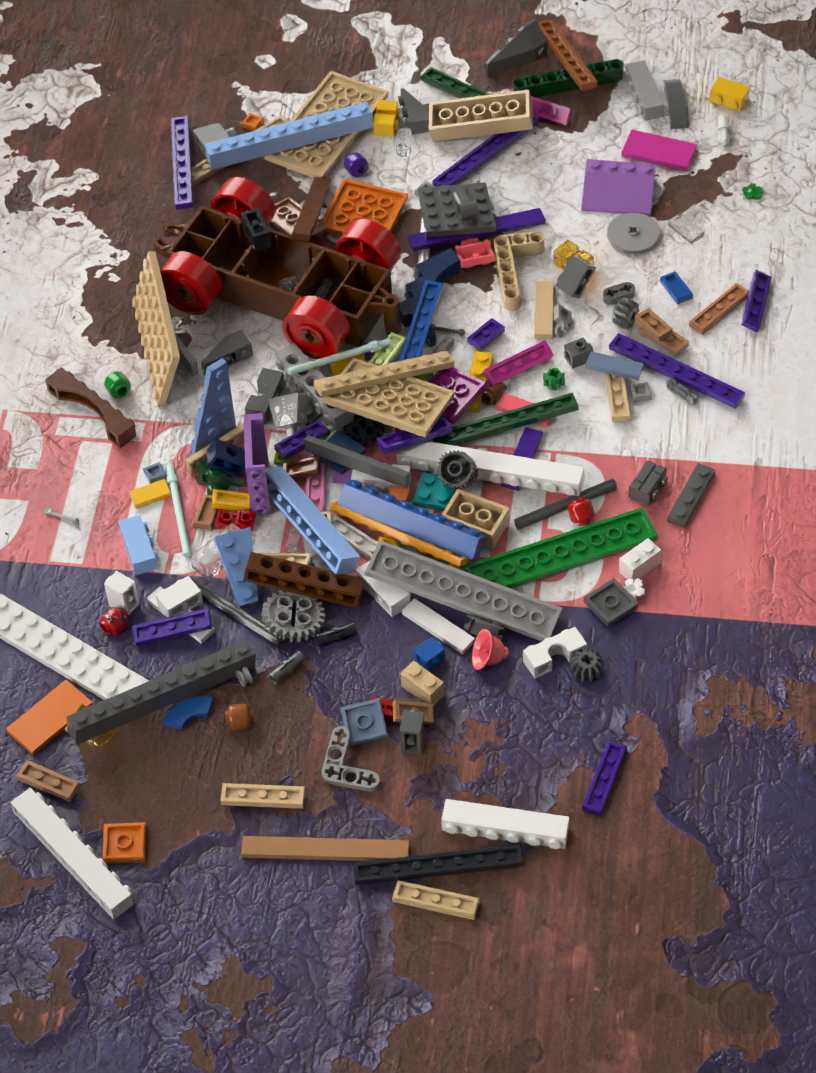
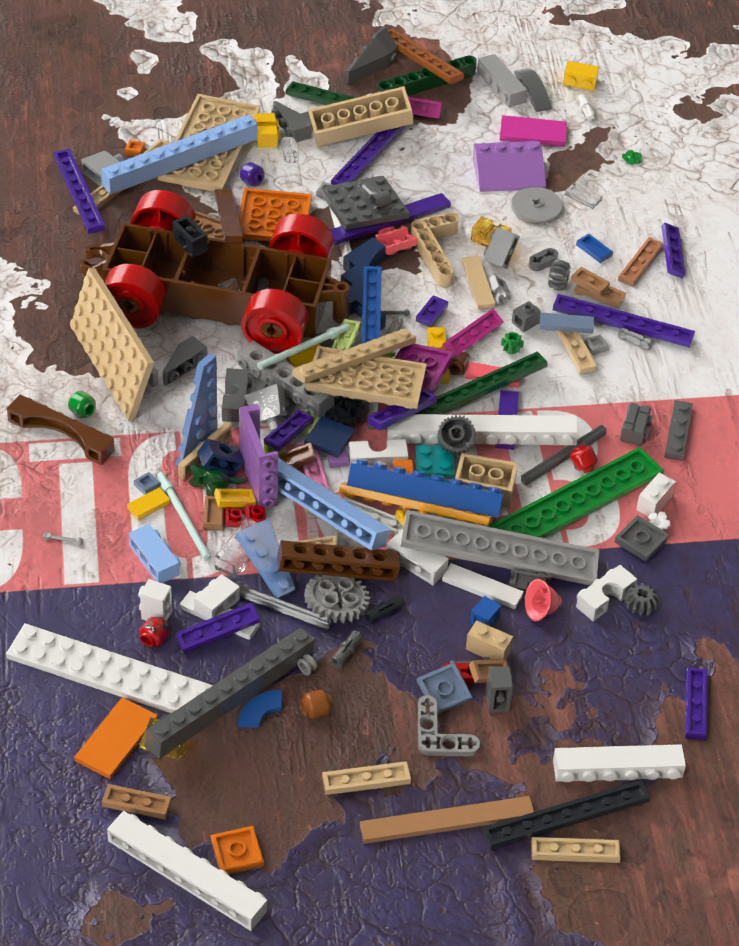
camera: 20 degrees left, 5 degrees down
(357, 461) = (354, 441): dark grey tile -> none

